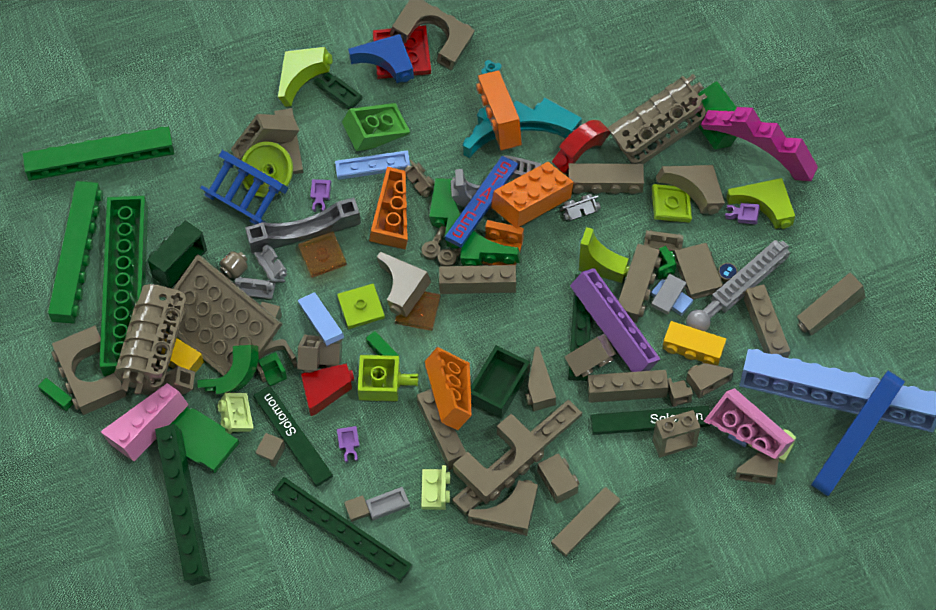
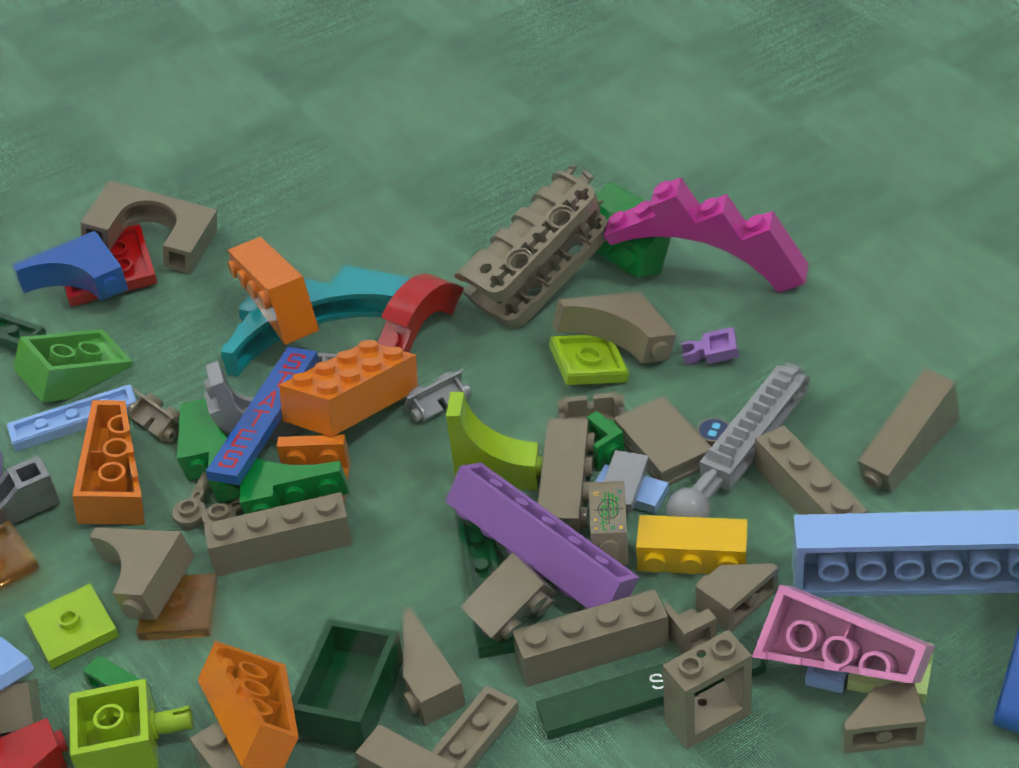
camera: 10 degrees left, 20 degrees down
(607, 178) = (473, 347): dark tan brick -> none
(653, 321) = (609, 518): none -> dark tan slope
(770, 196) = (752, 313): lime arch -> none

